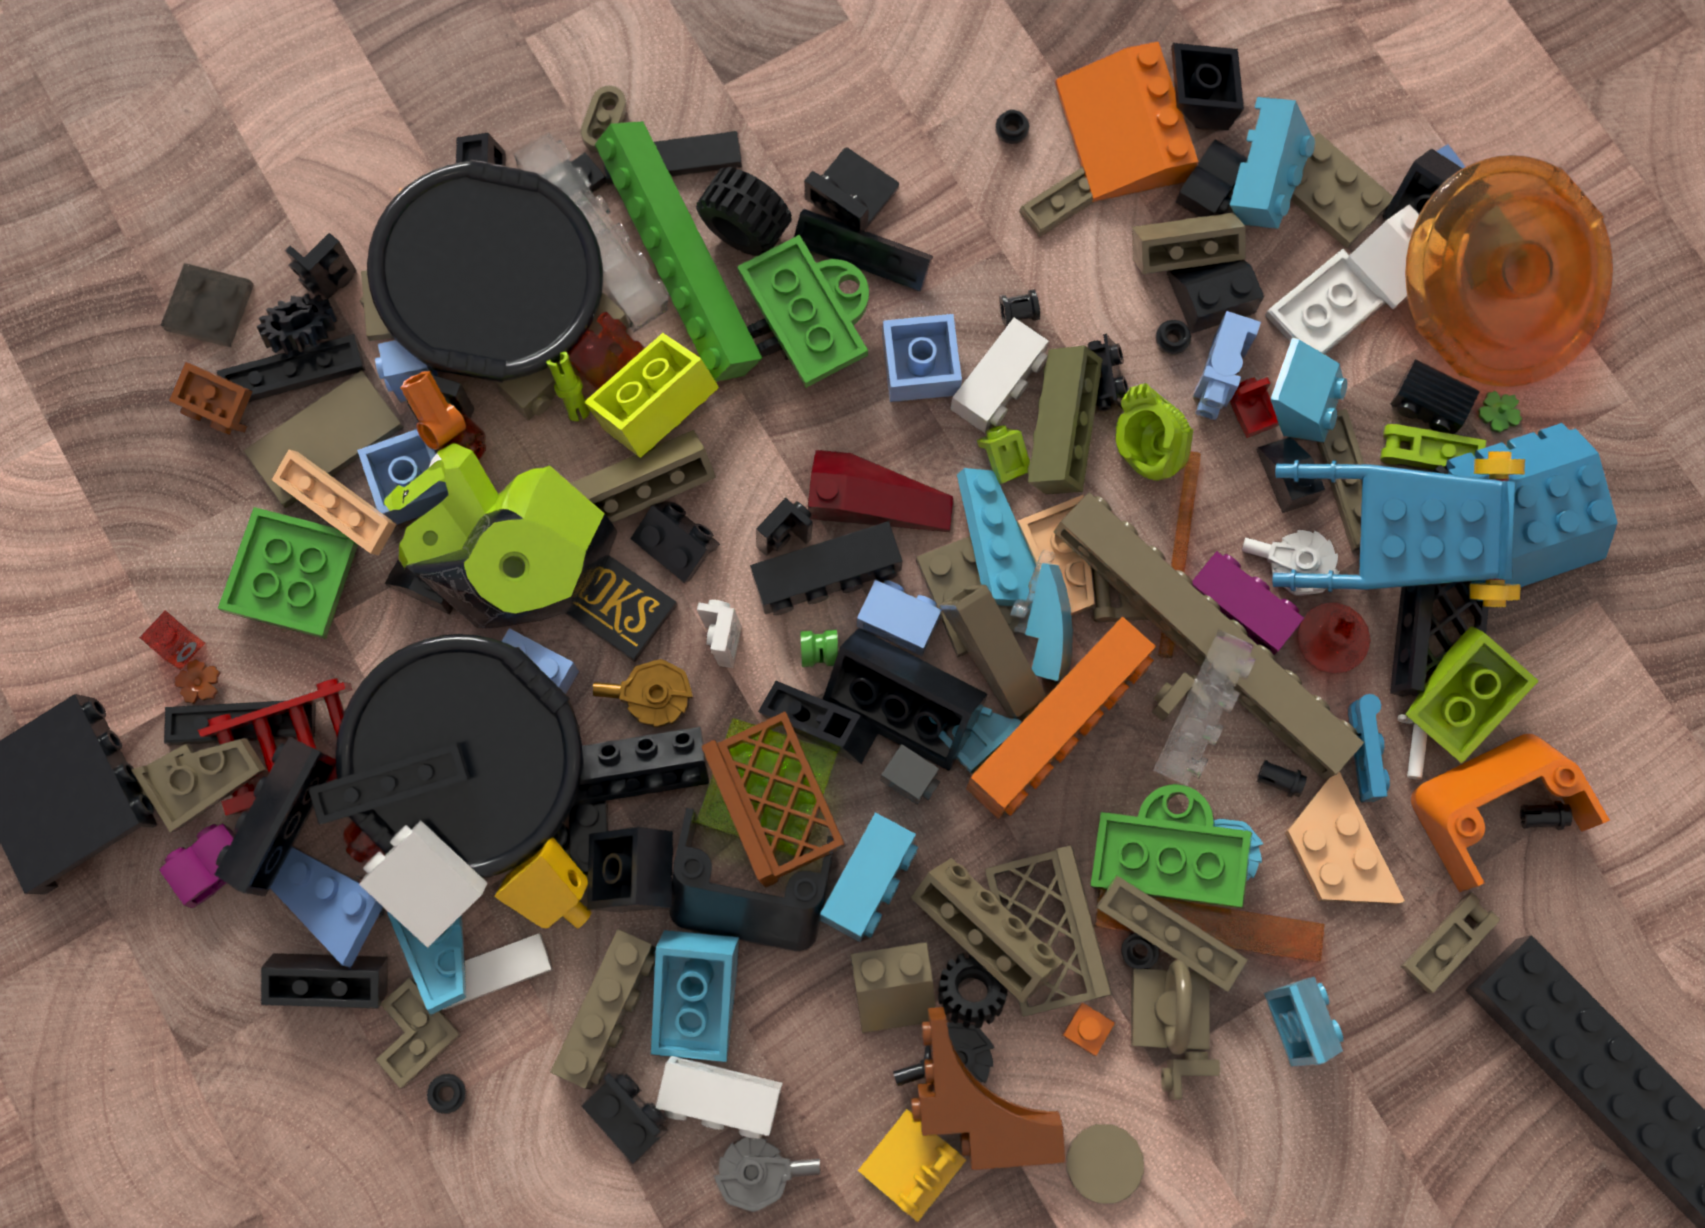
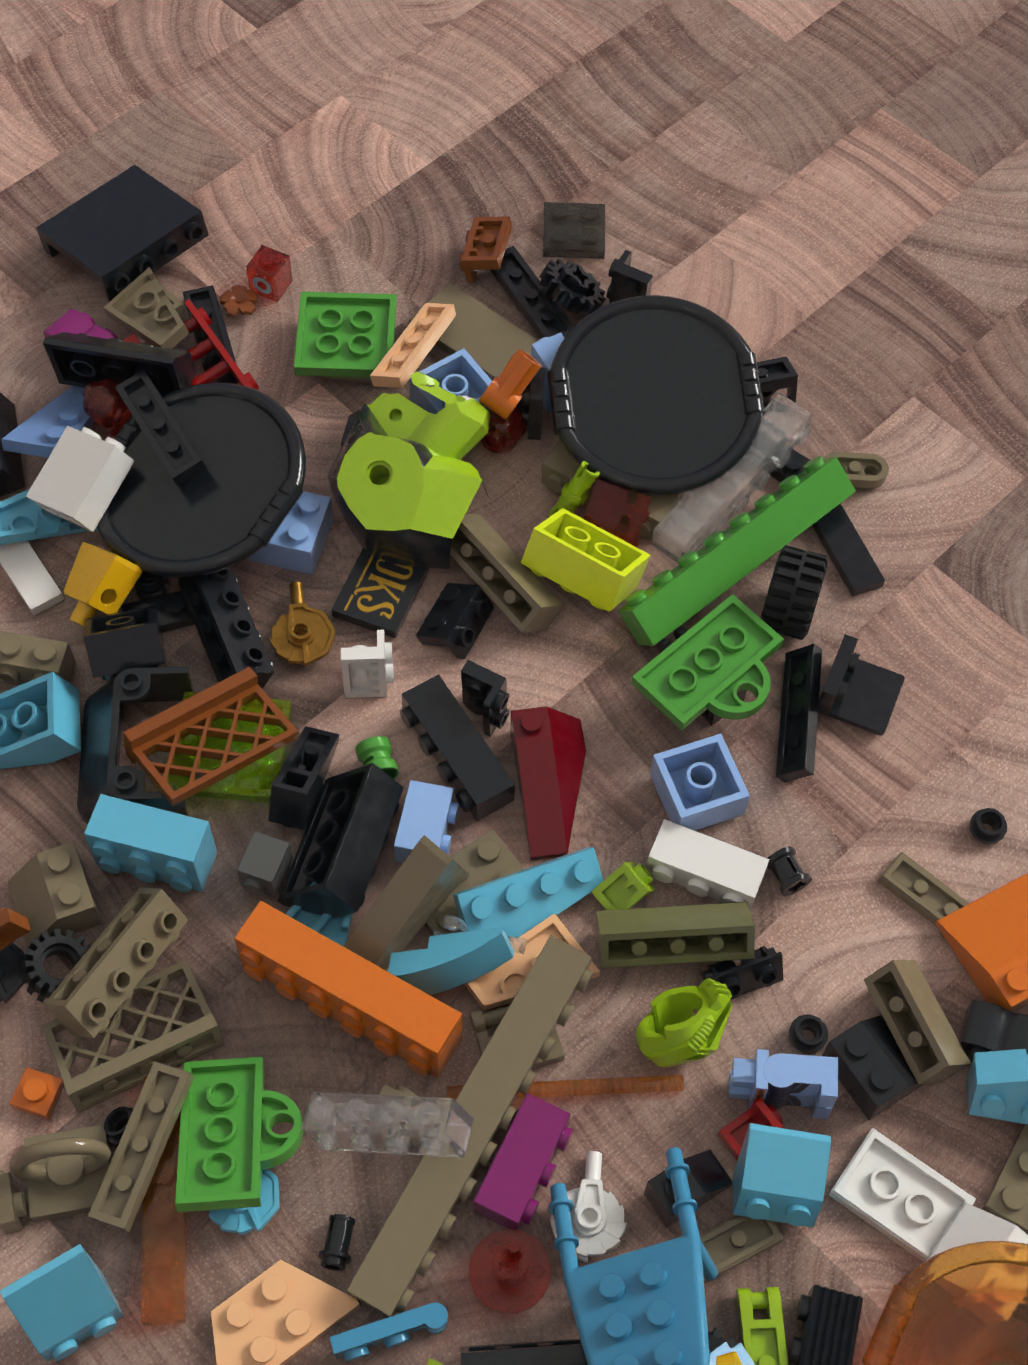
camera: 75 degrees right, 15 degrees down
(319, 844) = (105, 404): none -> clear red head

